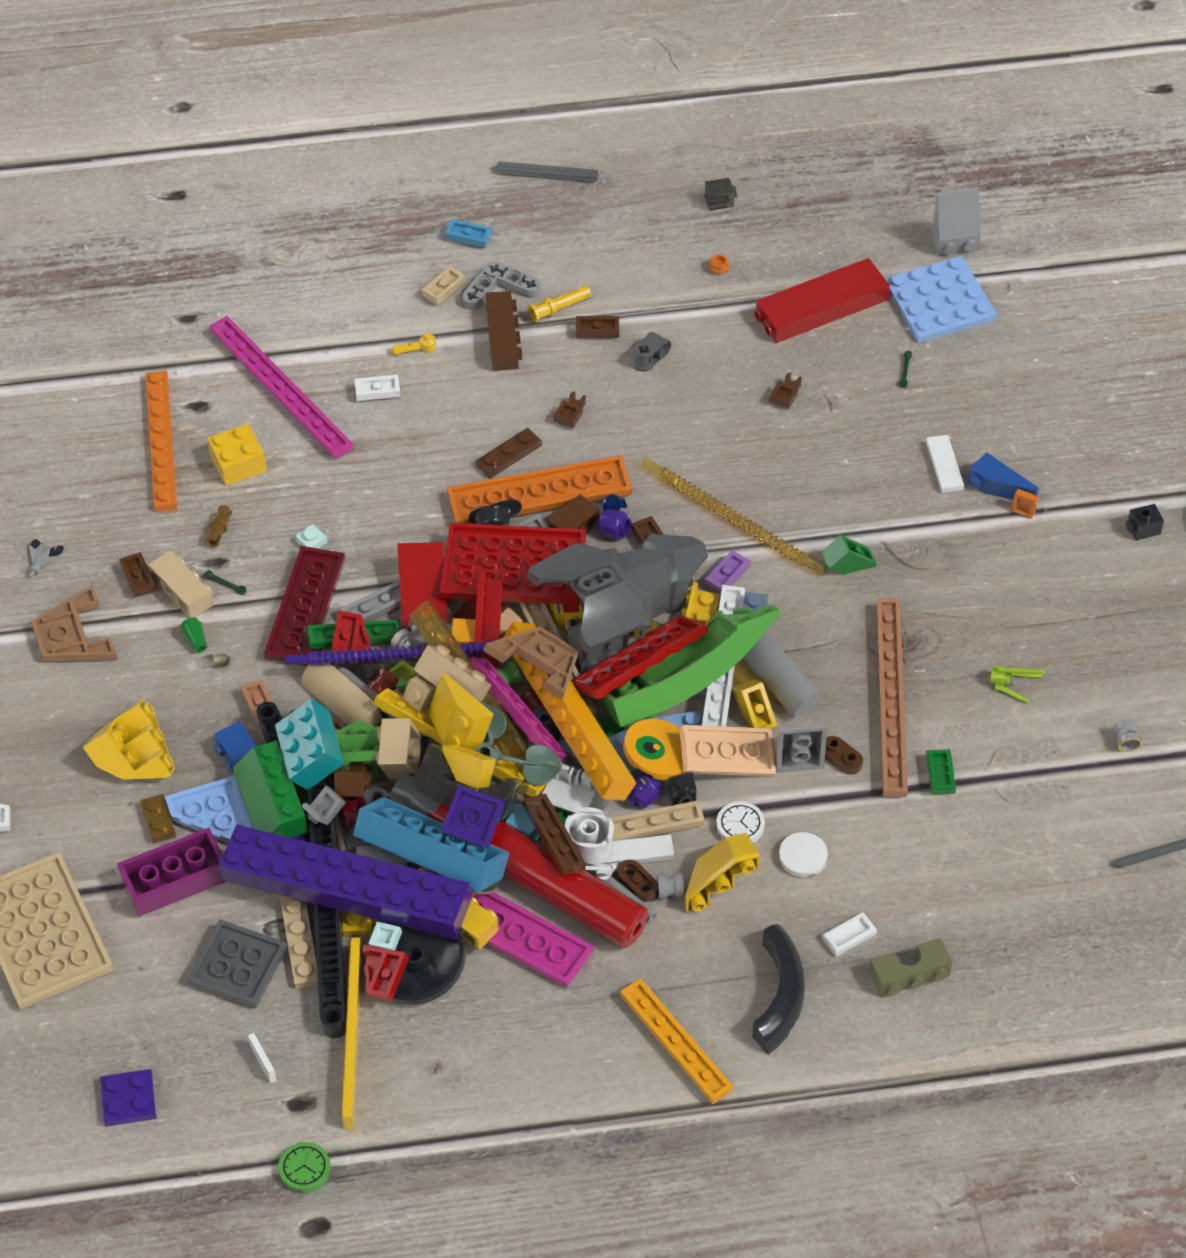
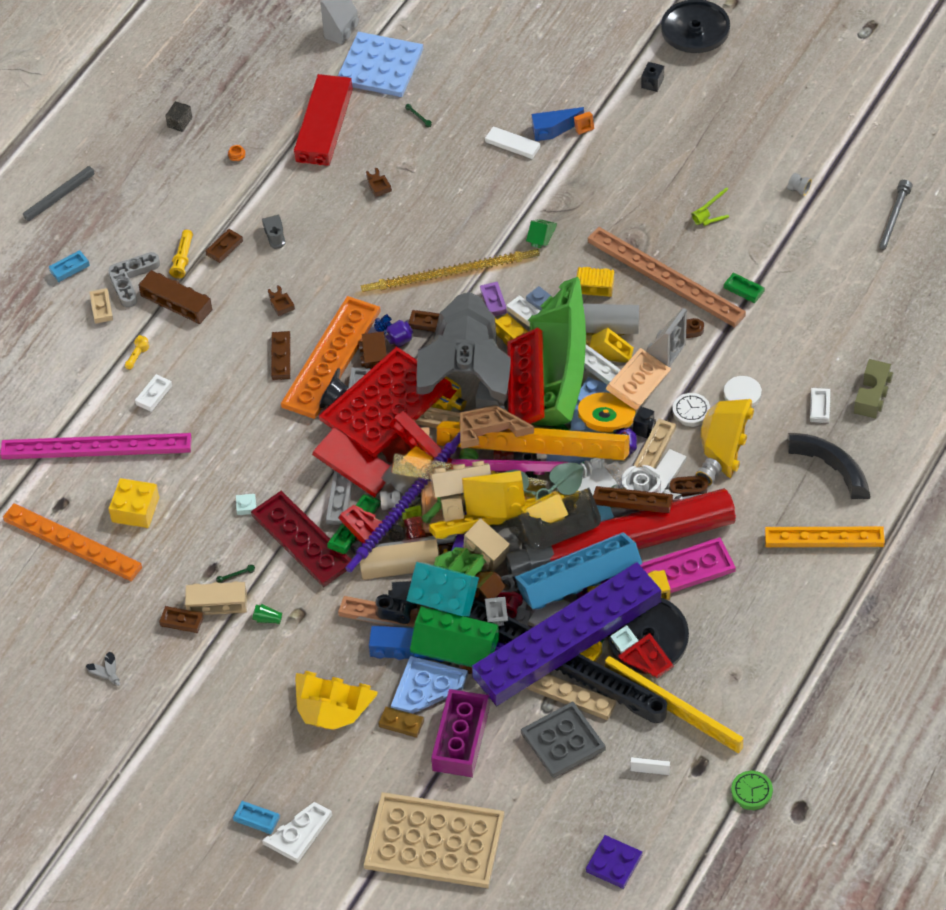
camera: 50 degrees left, 0 degrees up
(62, 635) = (191, 692): medium nougat wing -> none
(218, 526) = (185, 549): pearl gold pin -> none
(473, 816) = (588, 529): dark purple plate -> none
(826, 640) = (596, 281): none -> yellow brick

